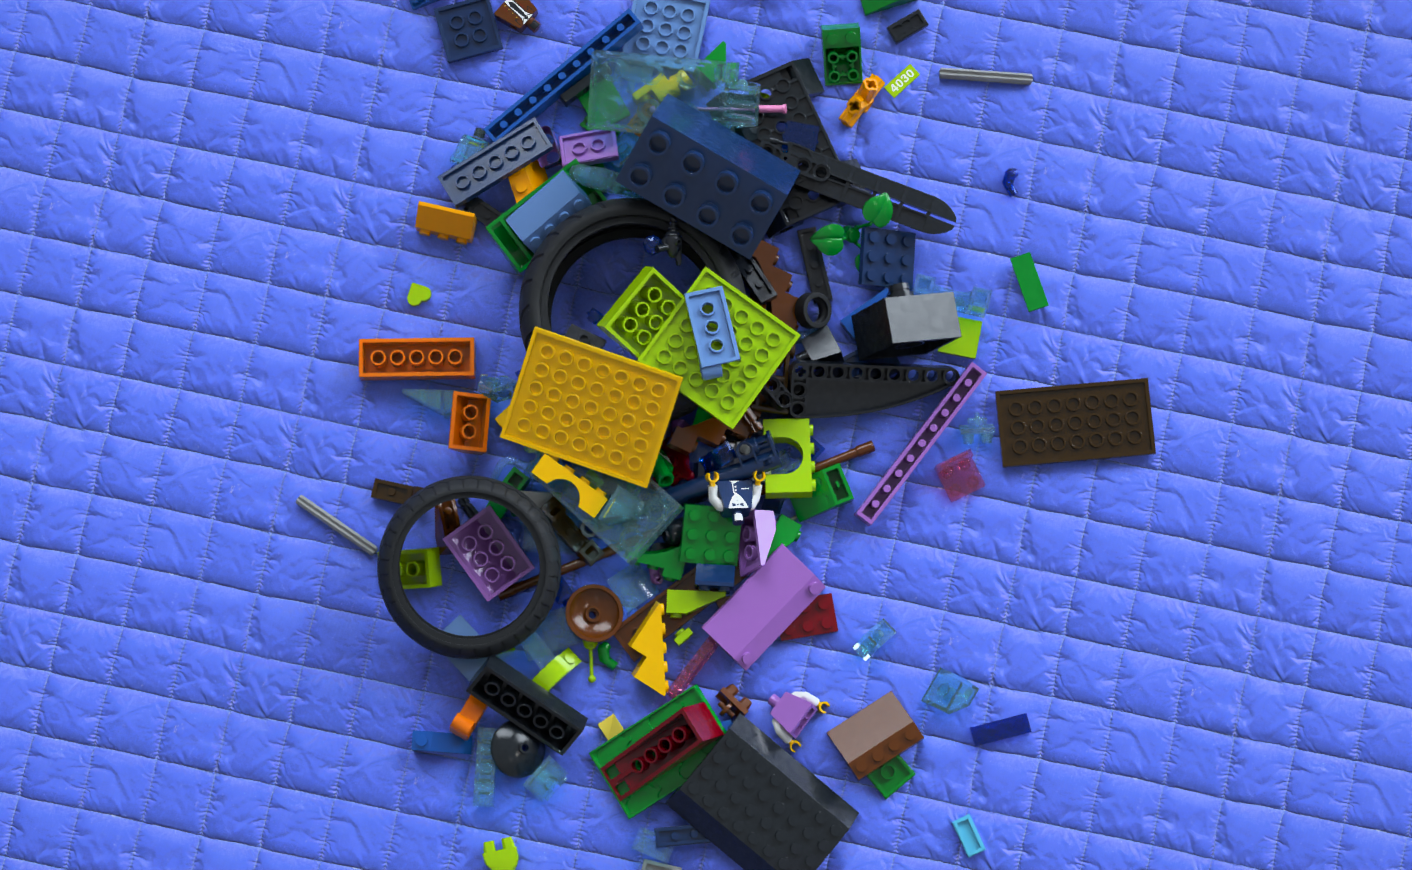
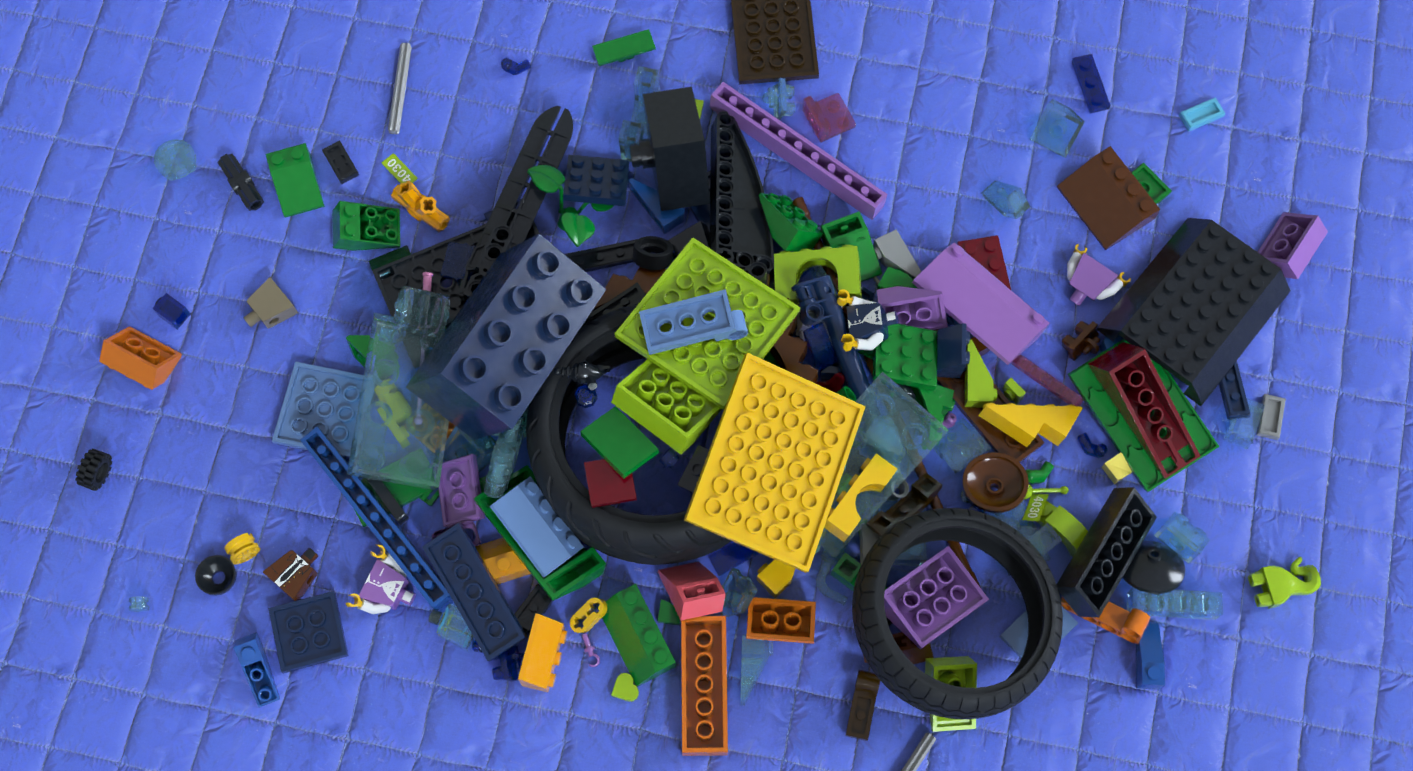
camera: 90 degrees left, 10 degrees down
(436, 196) = (510, 662): none -> clear blue hips
(451, 264) = (589, 649): none -> medium lavender hand
(463, 303) = (637, 636): none -> green slope
(477, 263) = (591, 618): none -> yellow beam
(482, 329) = (668, 614): none -> green tile
(497, 346) = (693, 590): none -> coral slope
(503, 87) = (383, 587): none -> torso
(573, 649) = (1035, 507): none -> lime sticker
(574, 266) = (607, 485): none -> dark red tile
(607, 273) = (619, 442): none -> green tile
(630, 704) = (1091, 449): none -> clear blue arm
(816, 534) = (895, 254): none -> light grey slope
(844, 433) = (788, 223): none -> green slope

